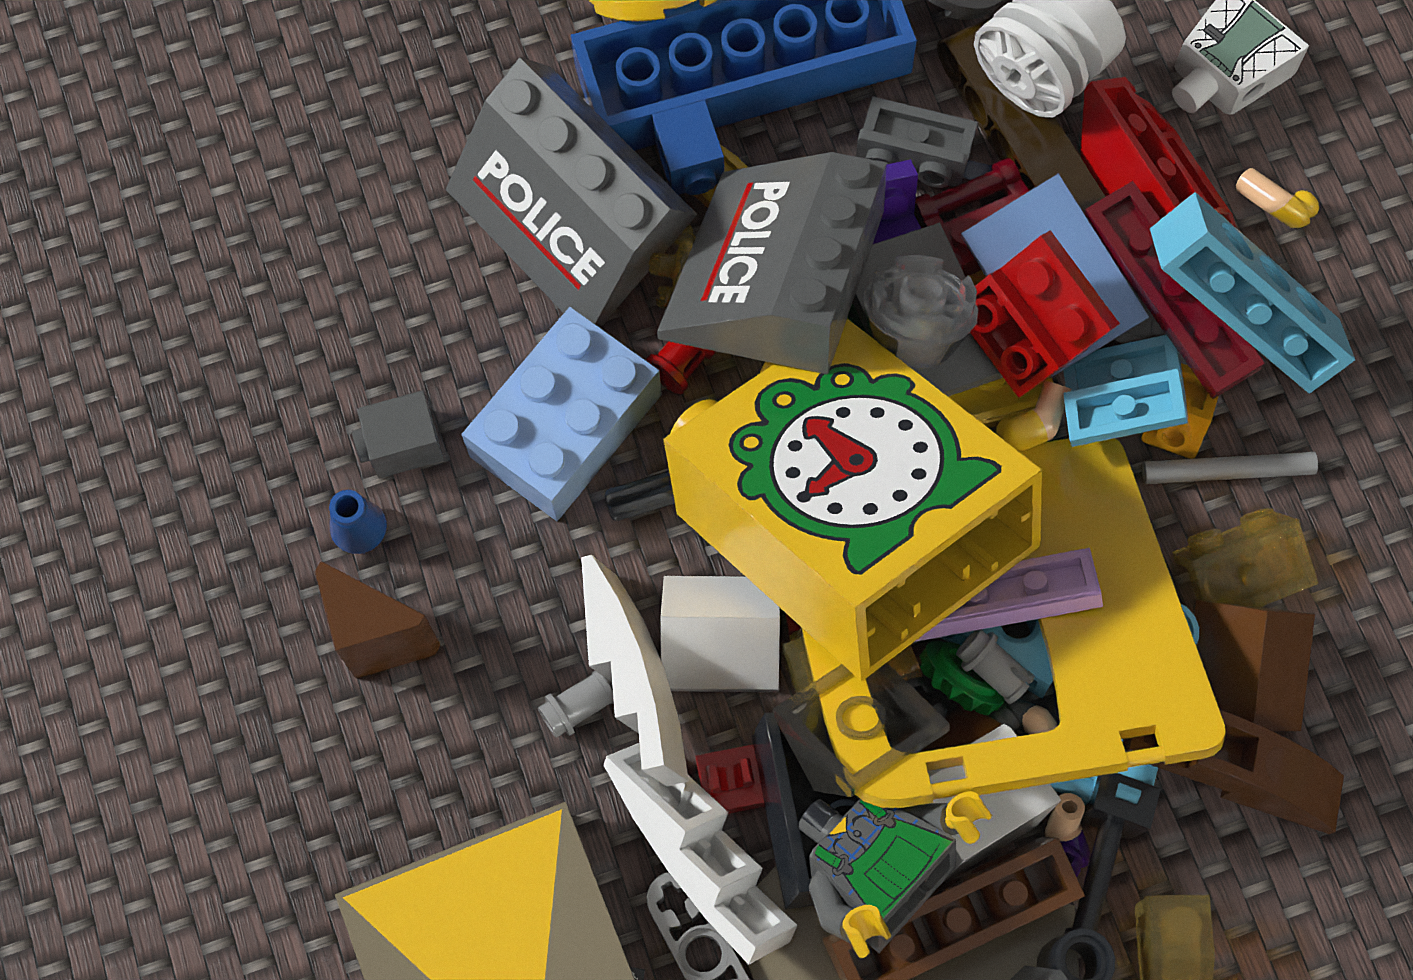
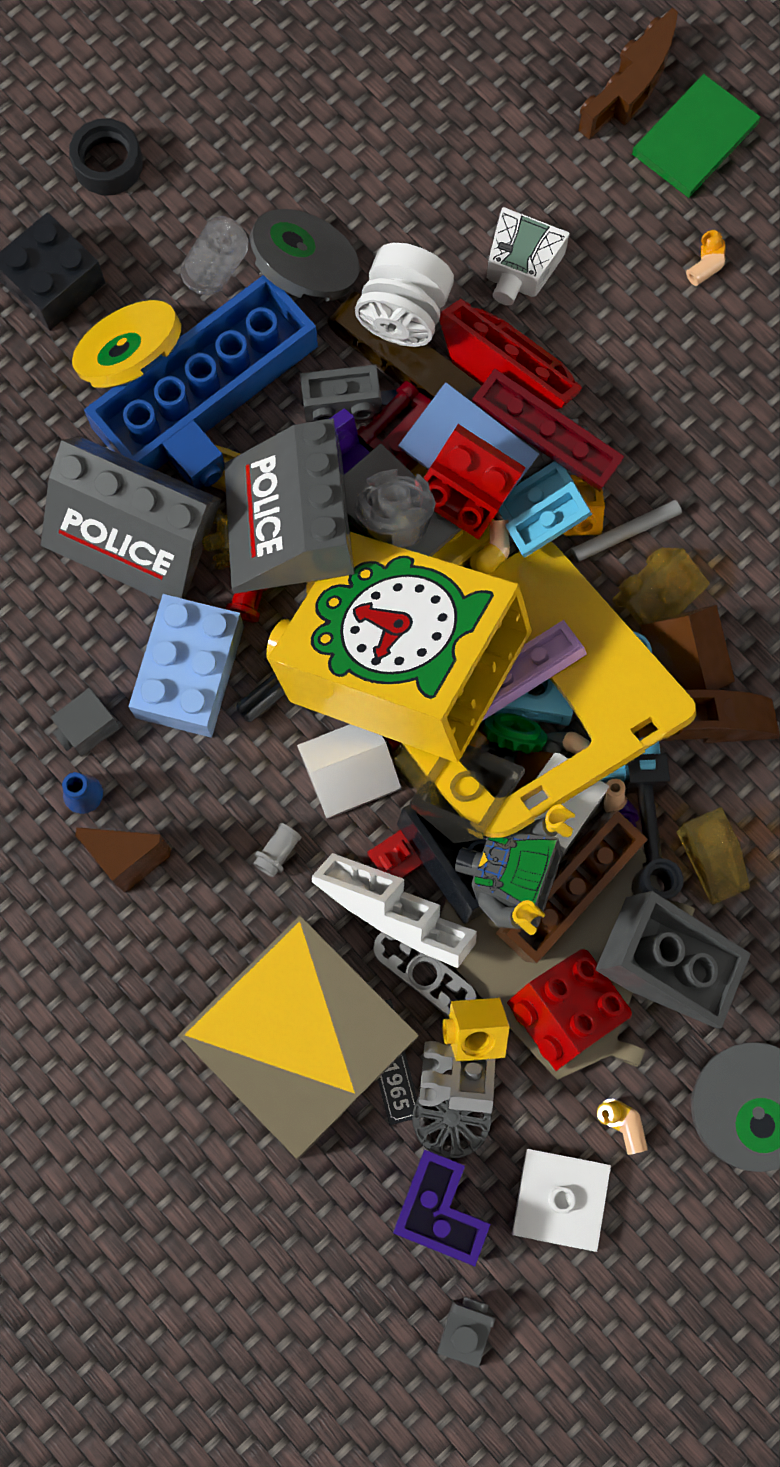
camera: 25 degrees left, 5 degrees up
(627, 657) = (297, 807): white slope -> none
(994, 665) = (532, 717): light grey pin -> none
(1251, 293) = (598, 414): medium azure brick -> none
(1288, 208) = (588, 344): arm -> none

